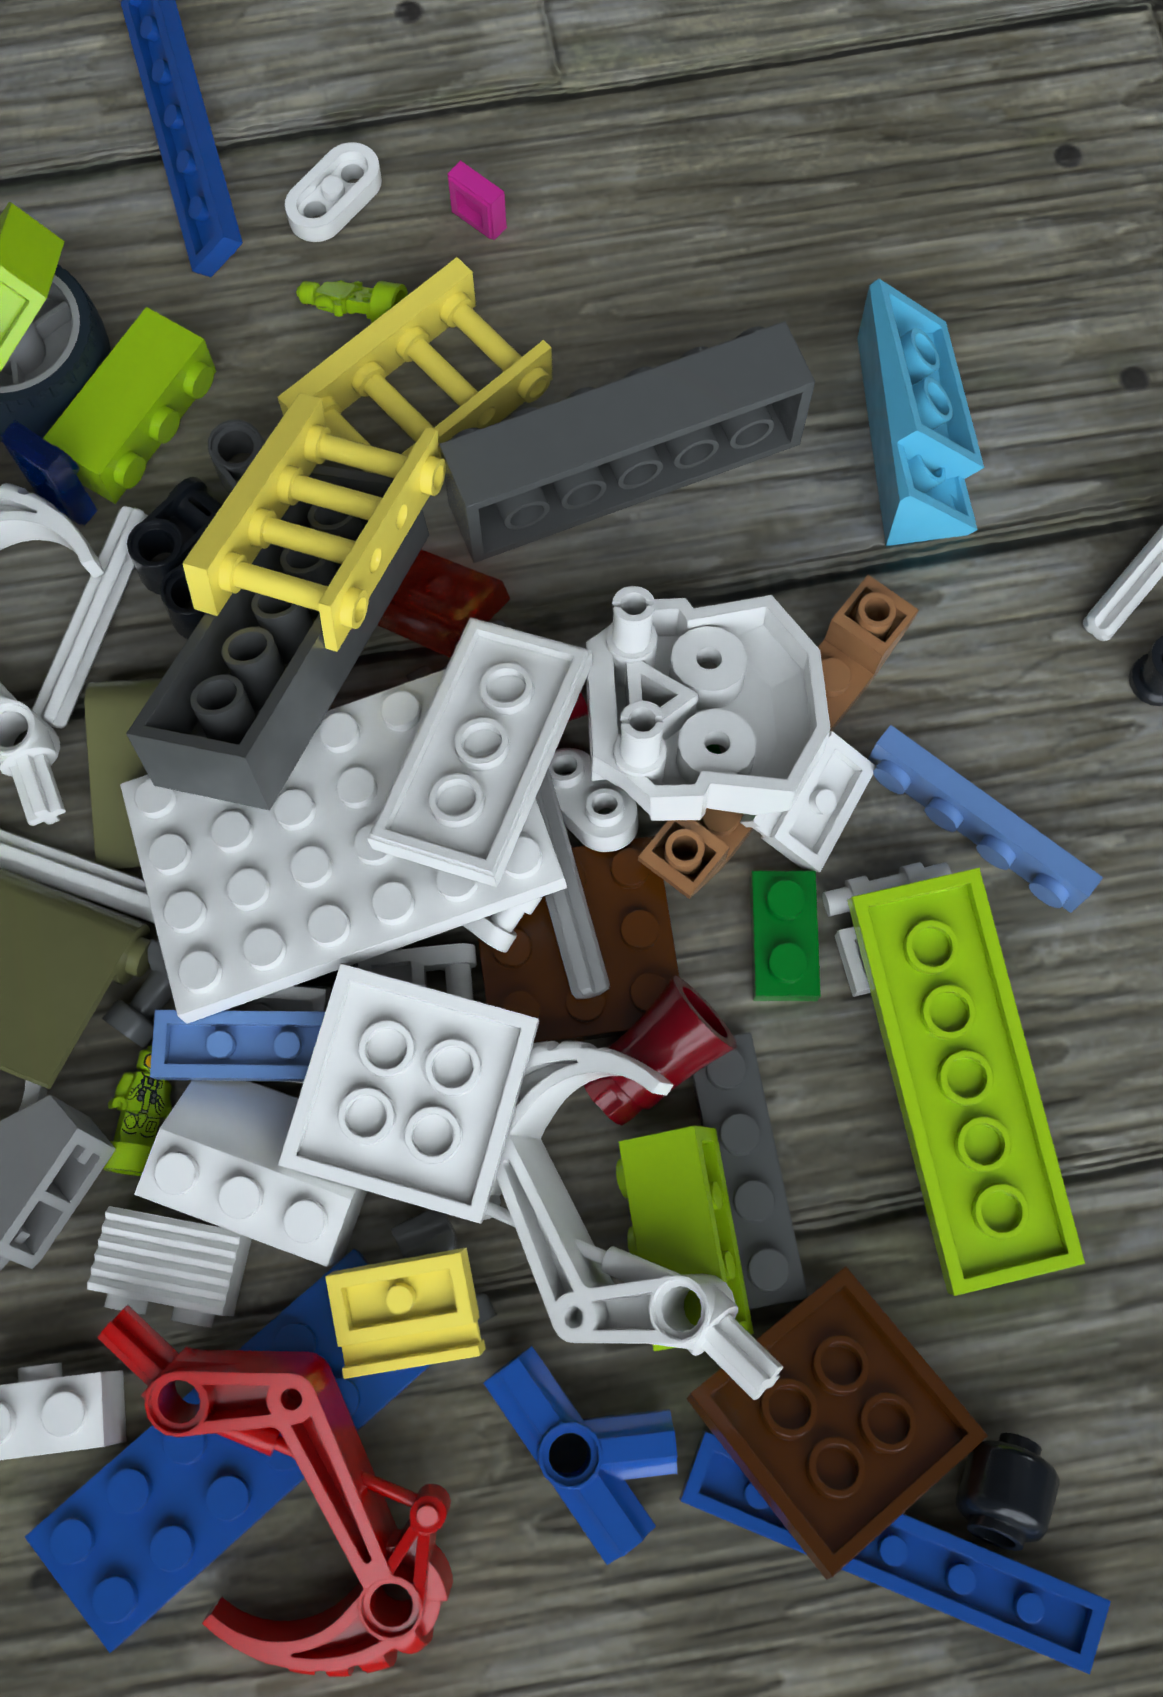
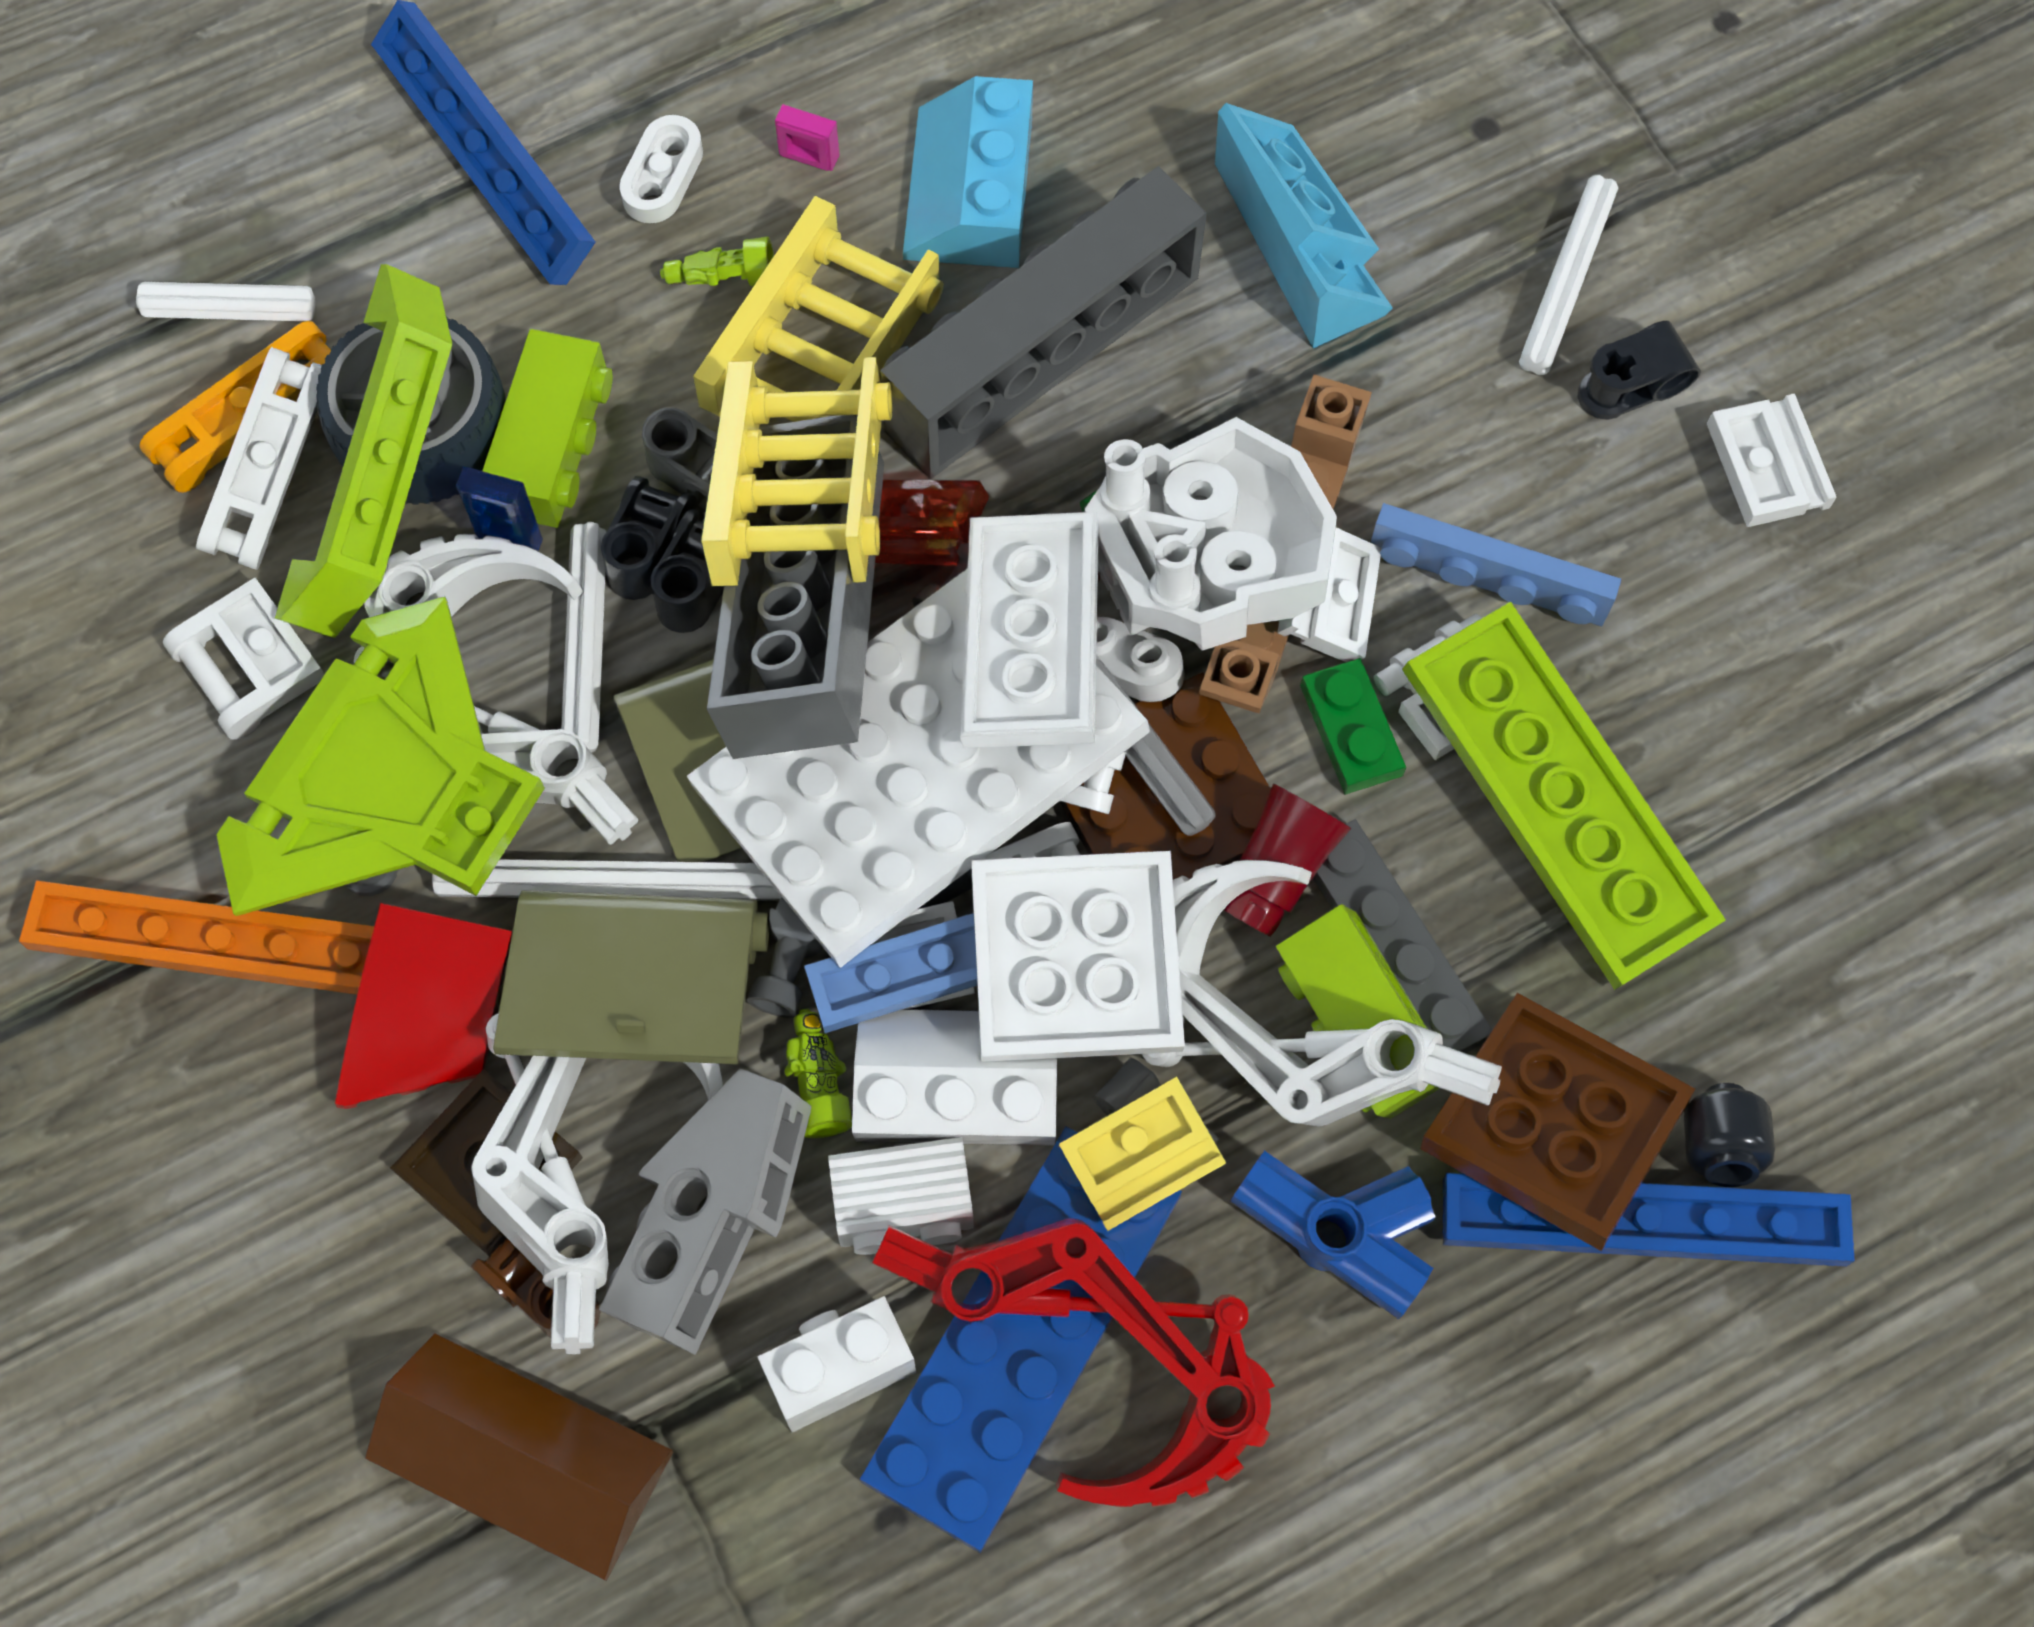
camera: 20 degrees left, 5 degrees down
(620, 280) = (971, 174): none -> medium azure slope

